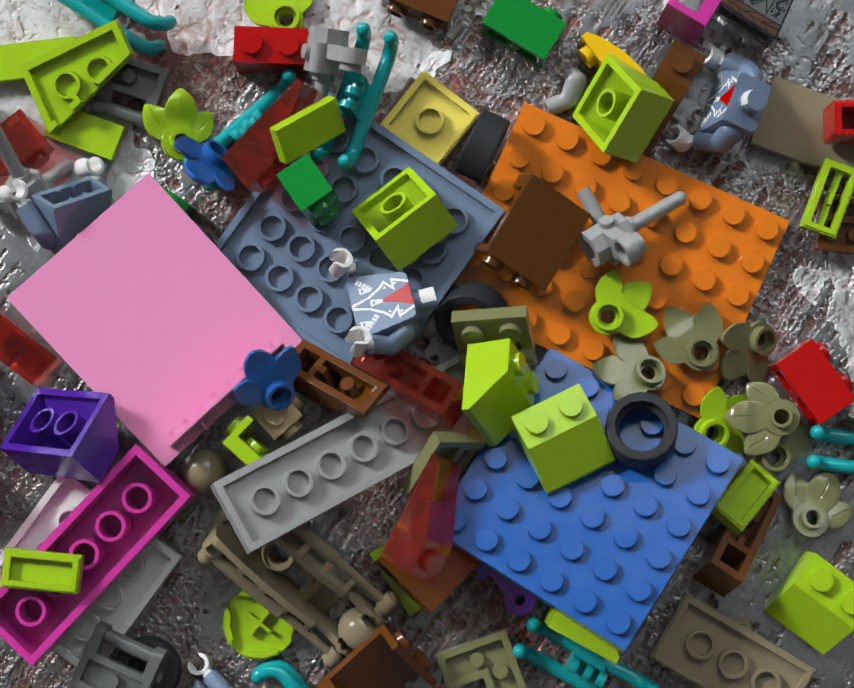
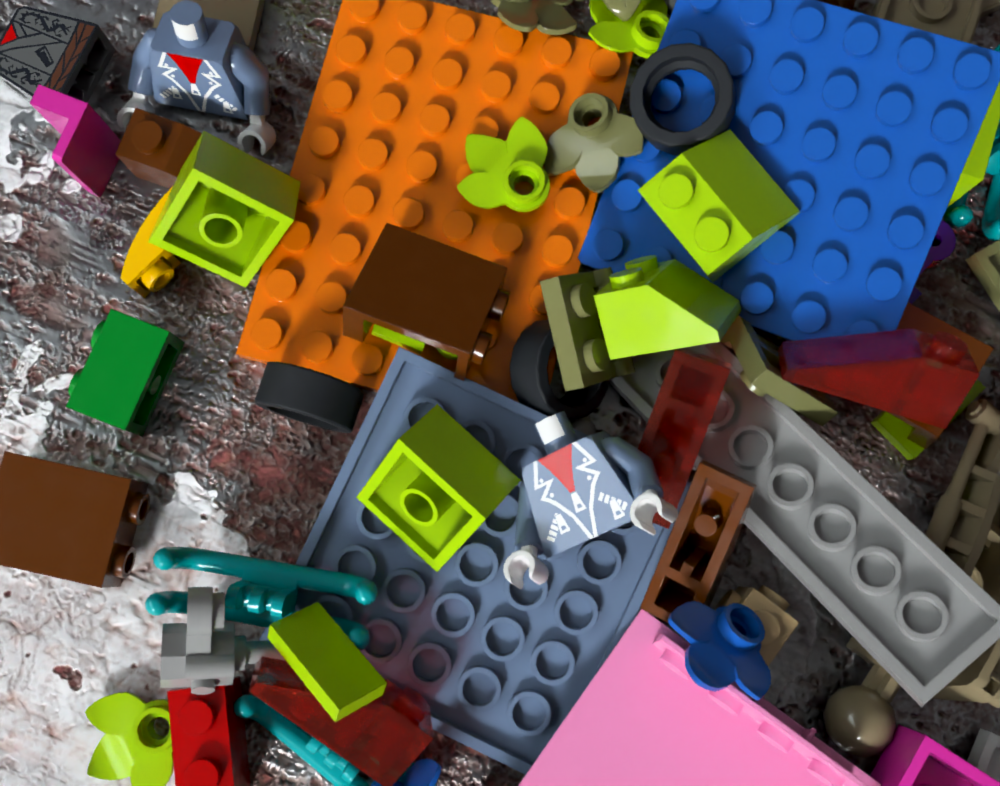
camera: 105 degrees left, 5 degrees down
(245, 449) = (819, 663): lime bracket -> none
(311, 191) = (421, 638): green brick -> none
(431, 118) = (278, 484): light yellow tile -> none
(571, 94) = (214, 291): light grey arm -> none
(616, 236) = (411, 188): light grey piece -> none
(688, 332) = (525, 78): olive plate -> none

